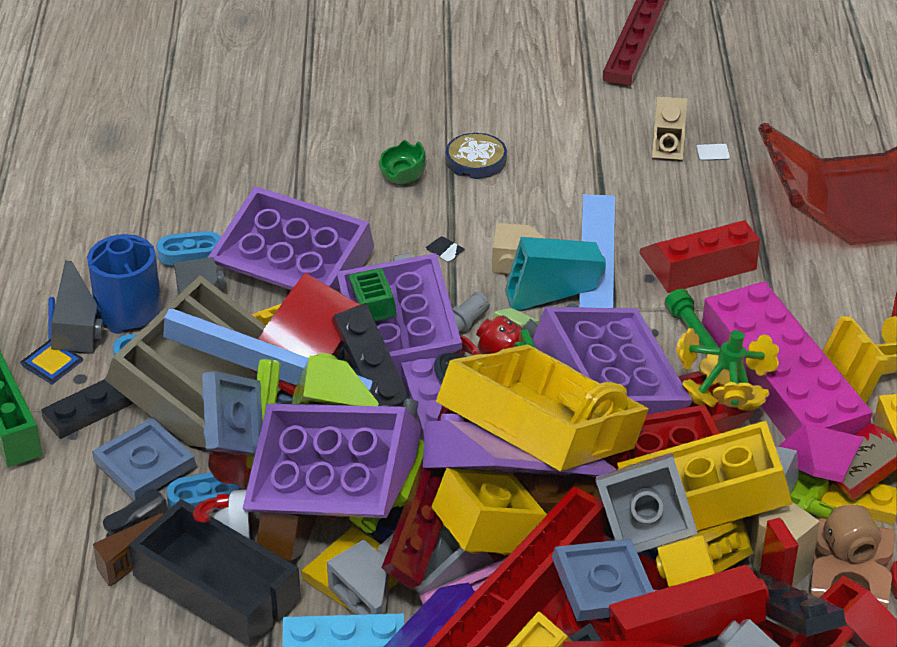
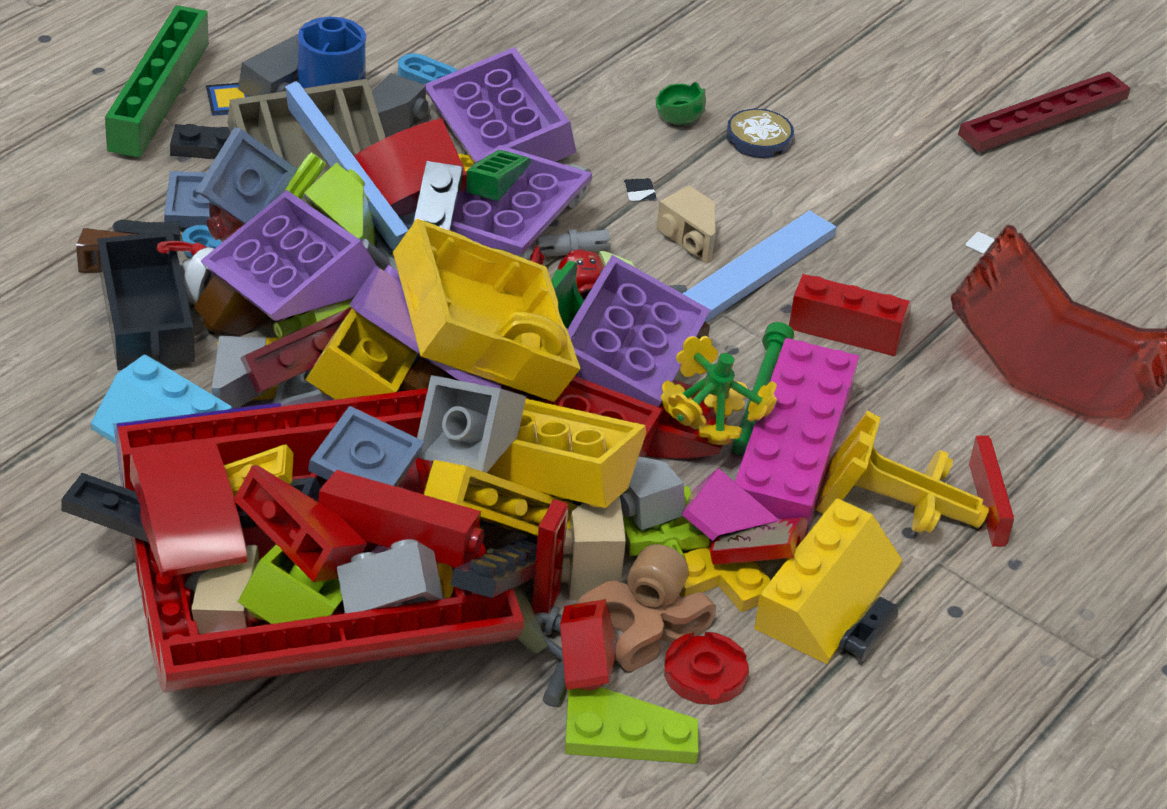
camera: 35 degrees right, 0 degrees up
(552, 270) = (688, 245): teal slope -> none
(669, 128) = (959, 200): tan slope -> none

